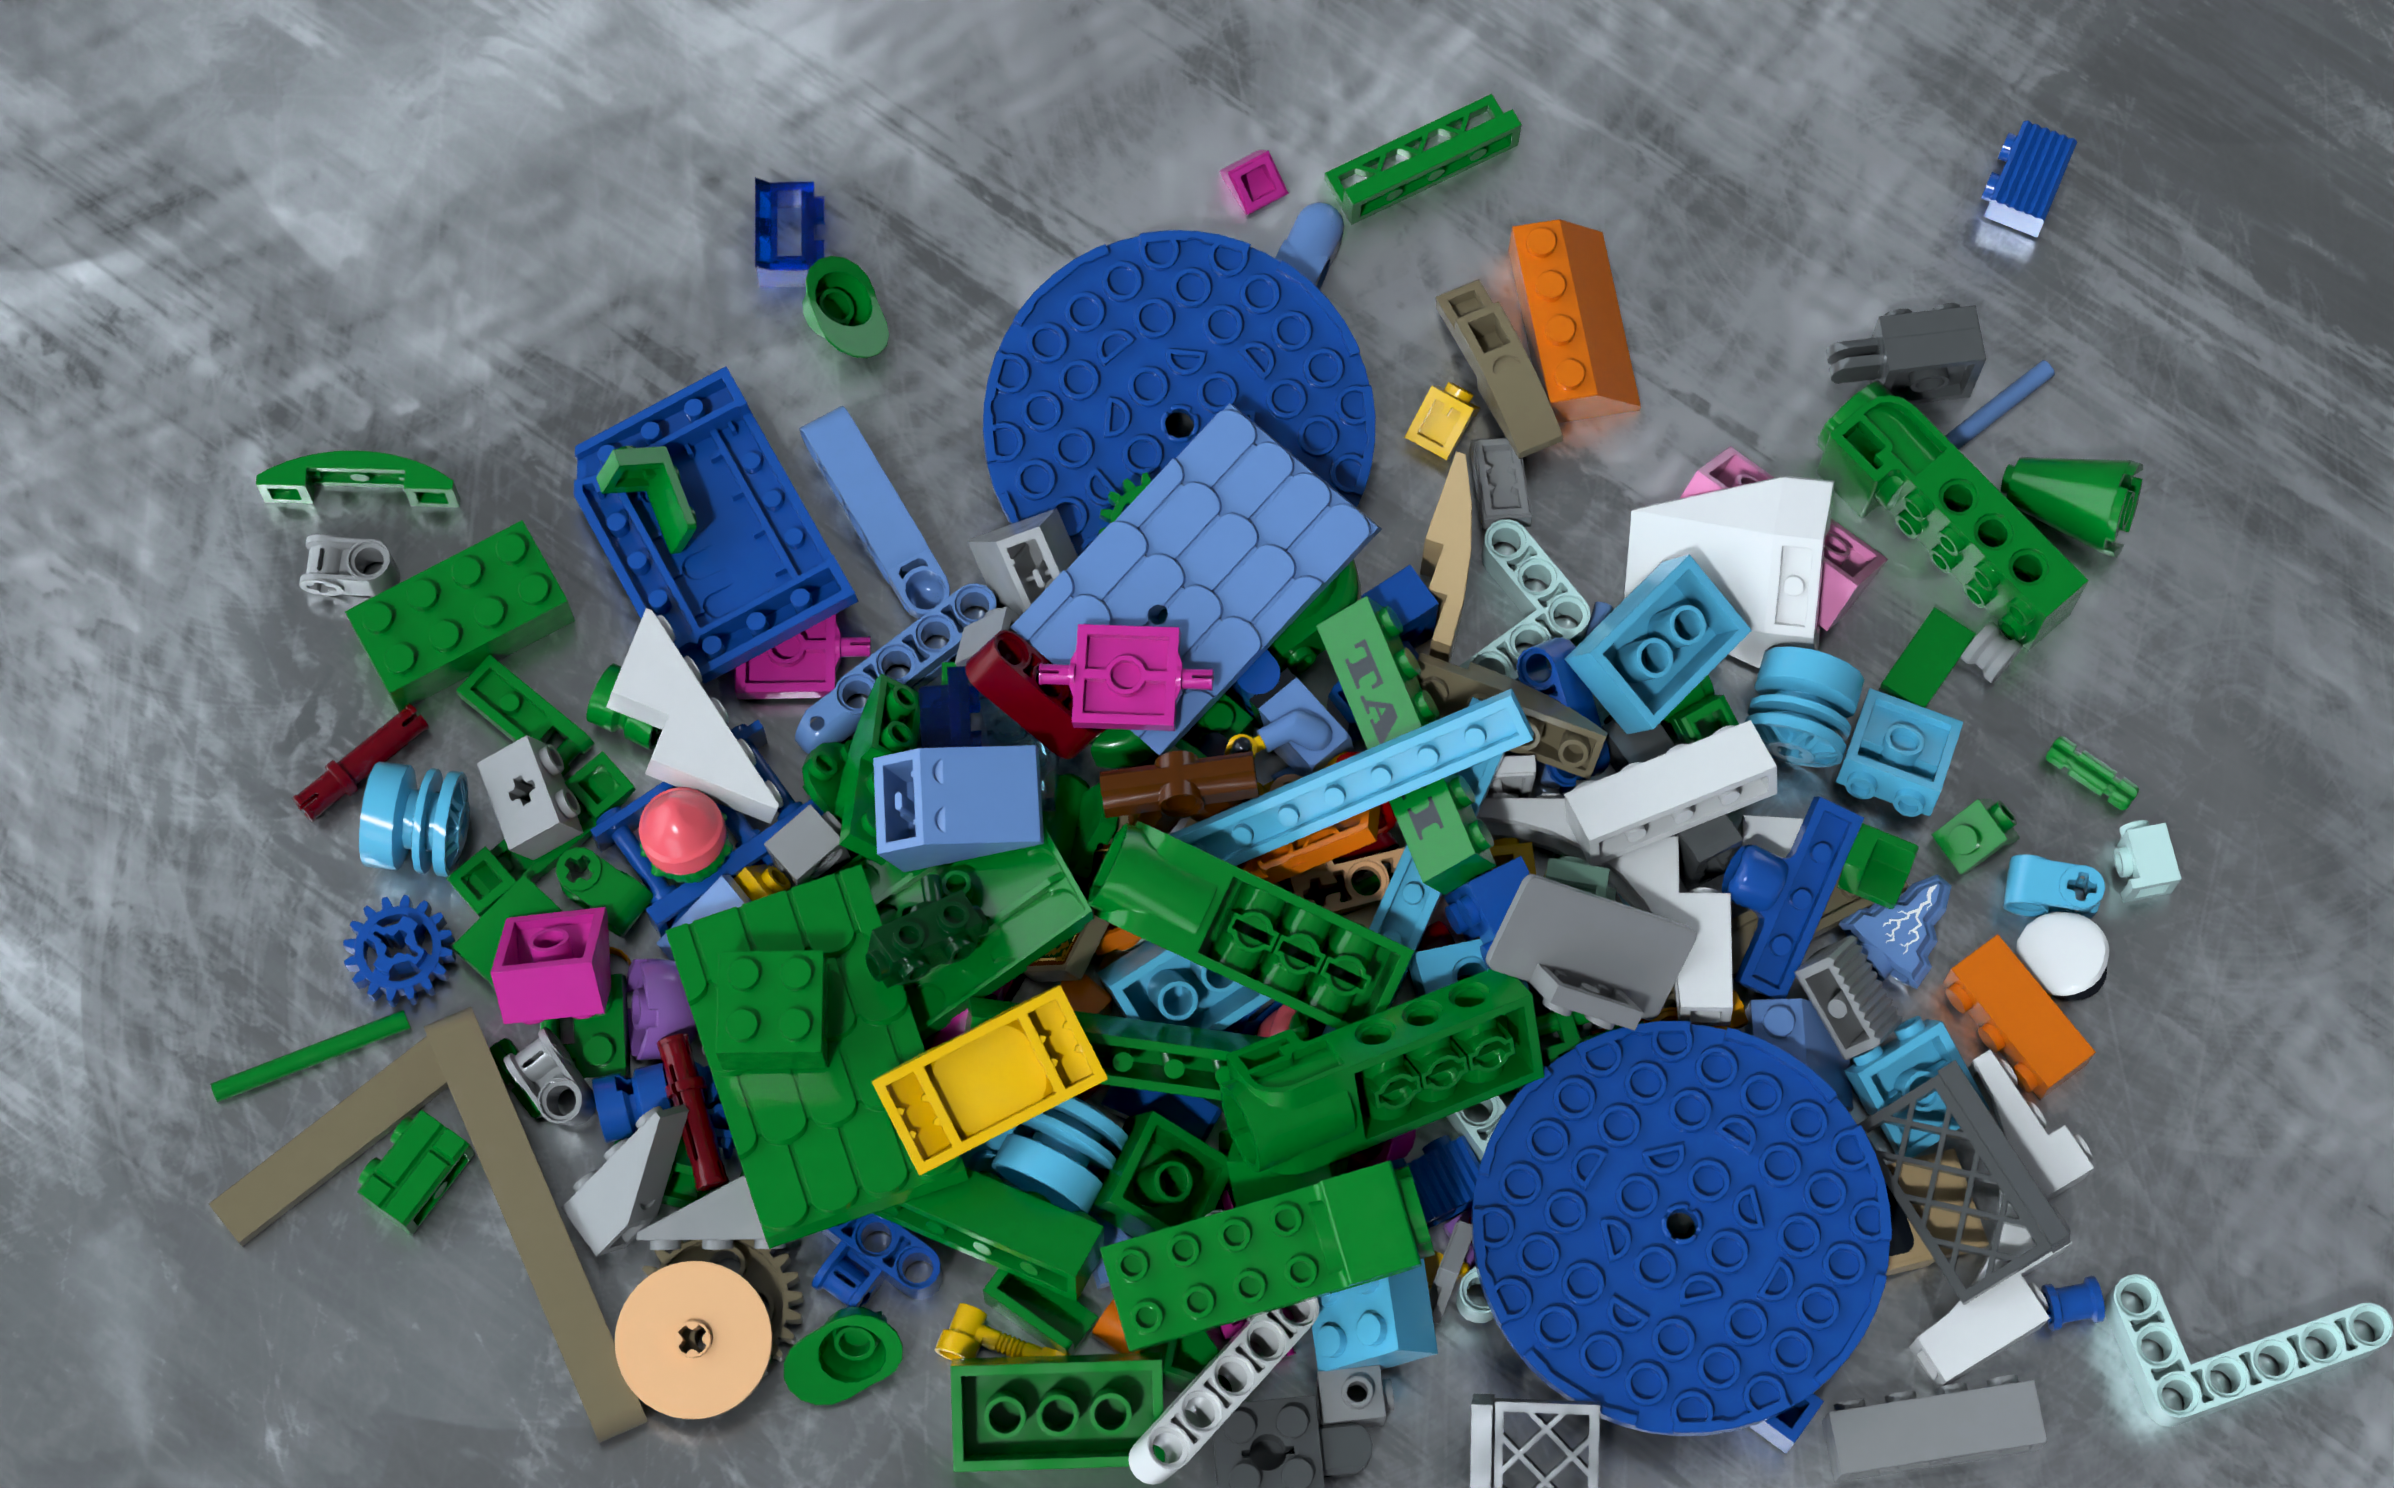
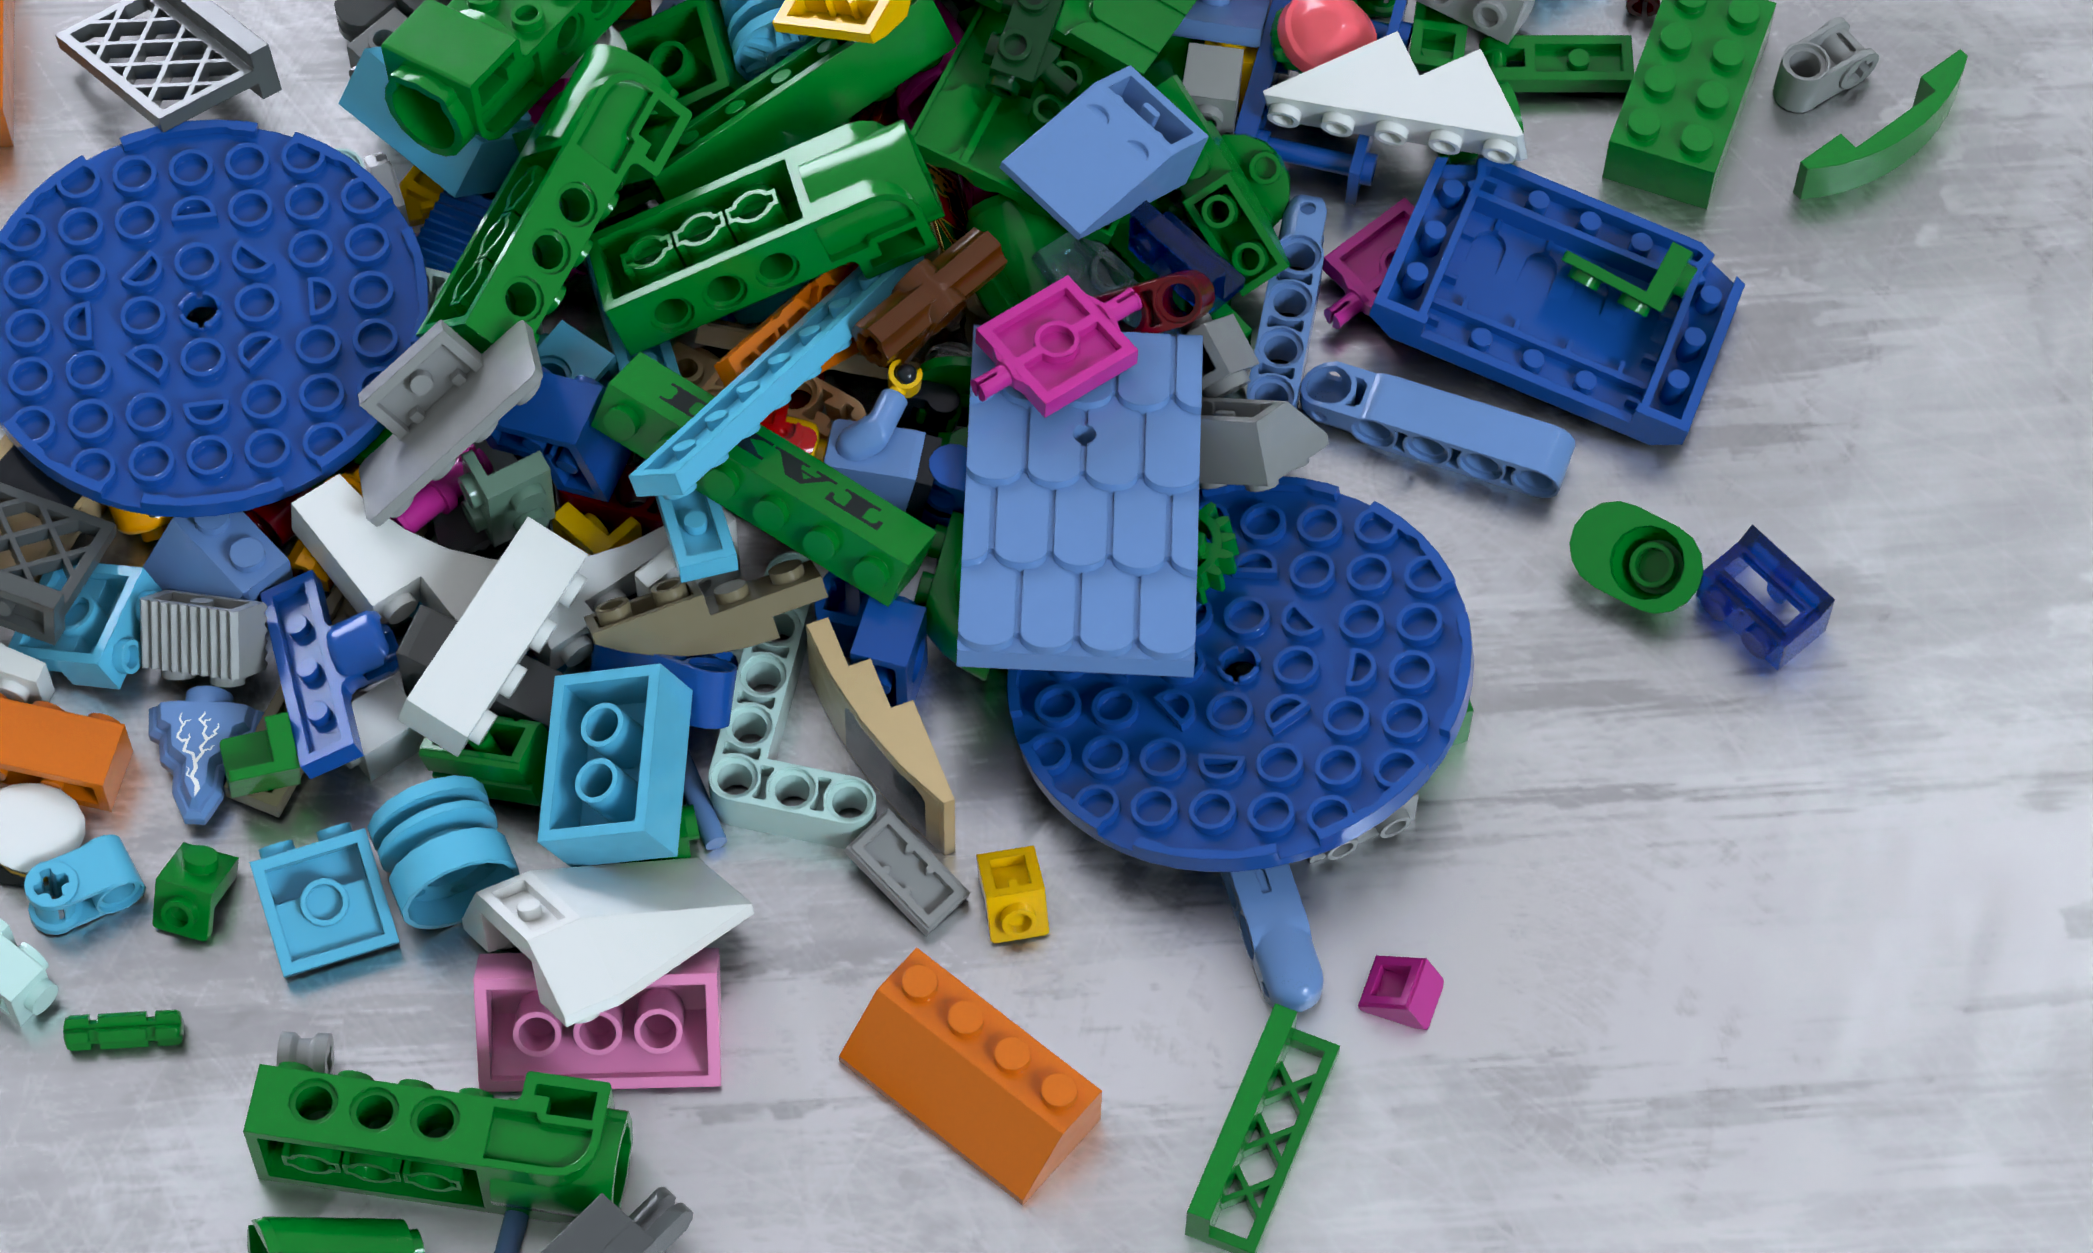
camera: 140 degrees right, 10 degrees down
(1501, 368) = (1004, 963): dark tan slope -> none
(1928, 659) = (364, 1017): green tile -> none

